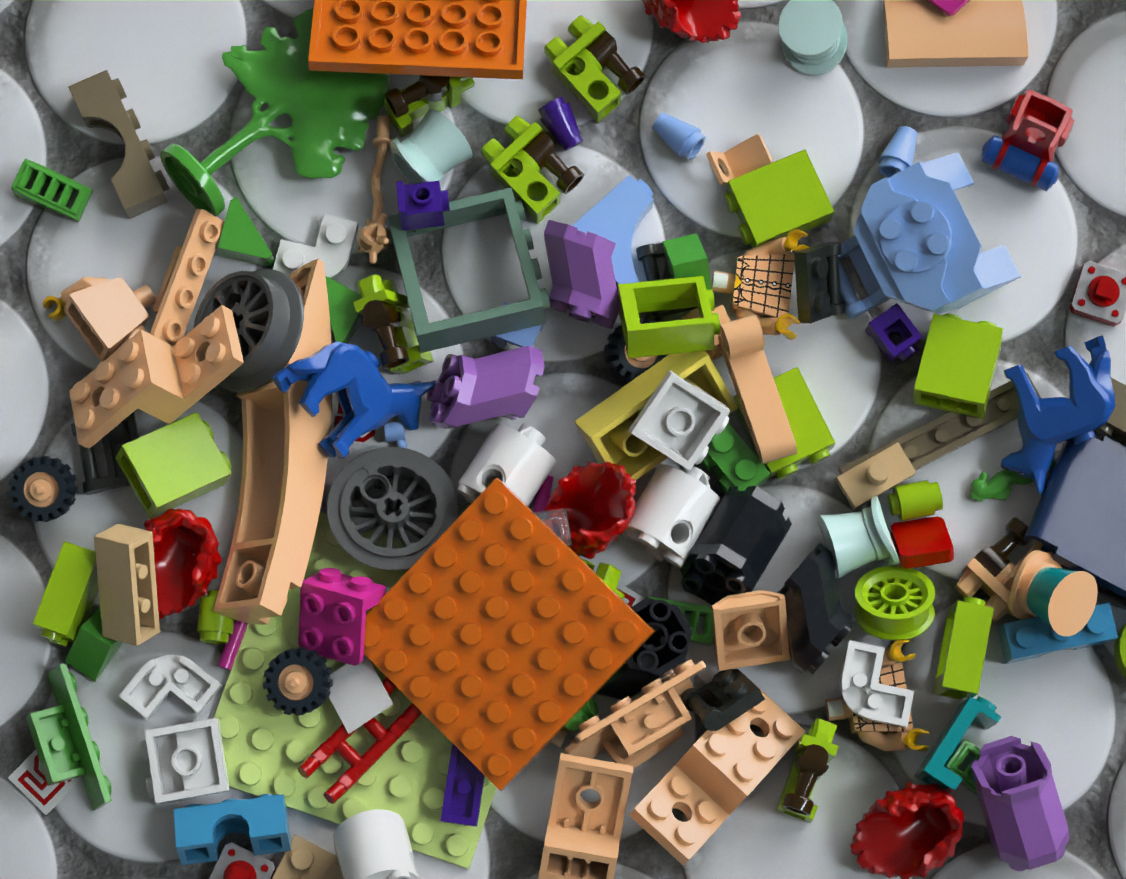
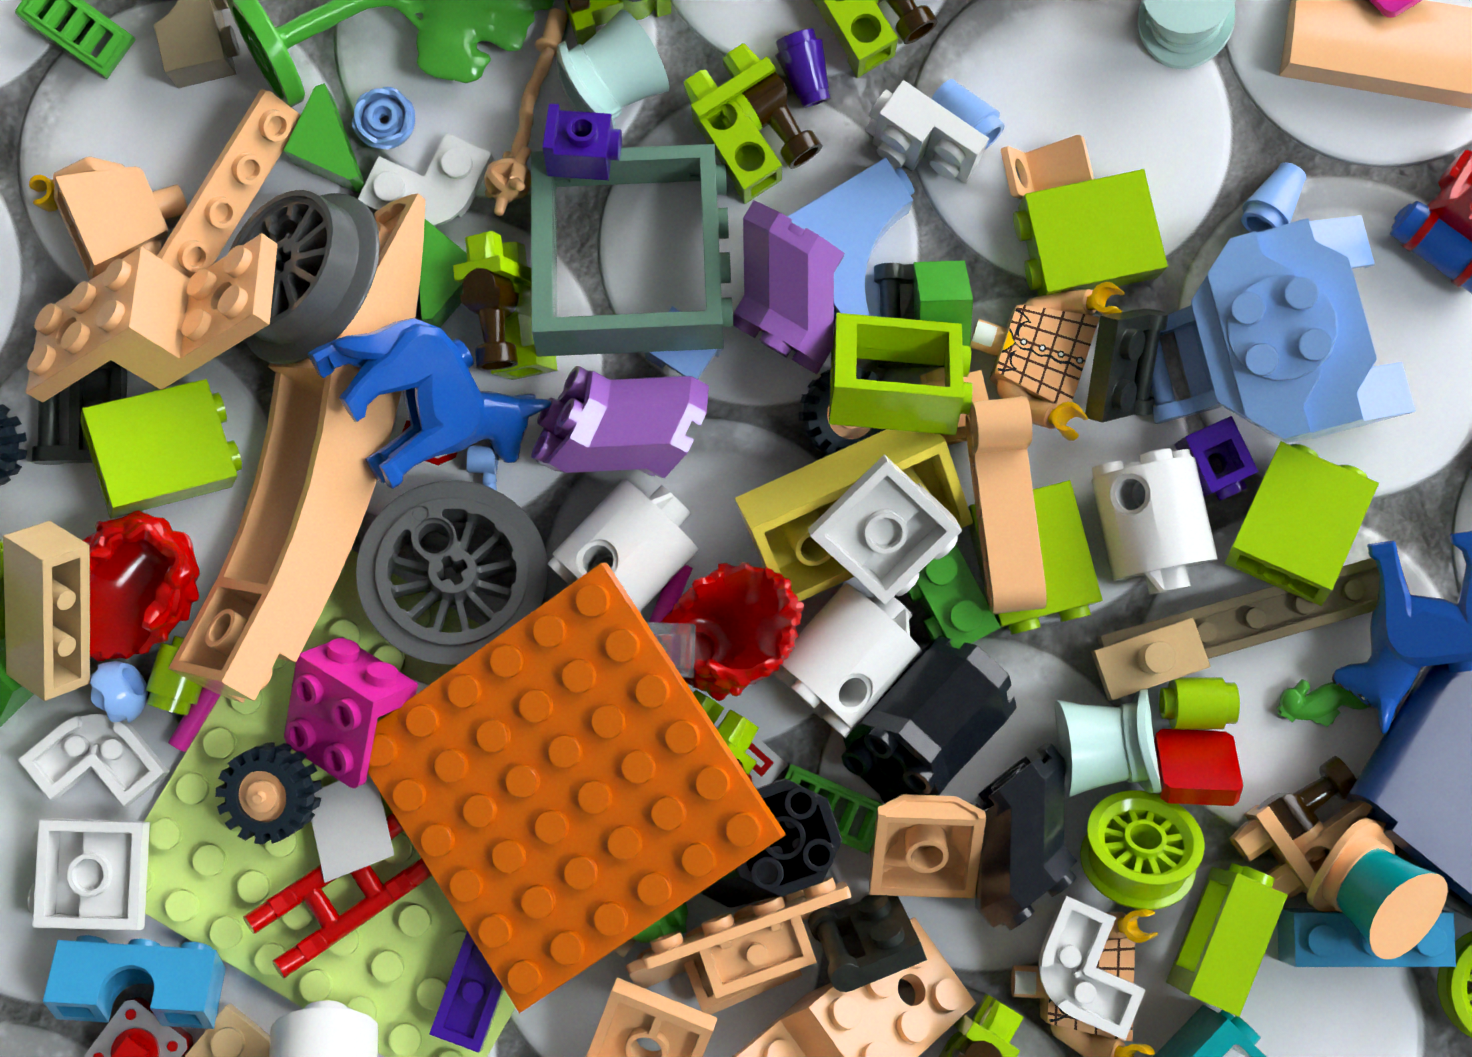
camera: 15 degrees right, 5 degrees up
(179, 634) = (118, 690): none -> light blue plate
(278, 202) = (379, 103): none -> light blue plate
(643, 150) = (915, 126): none -> white plate
(859, 381) = (1154, 518): none -> white cylinder

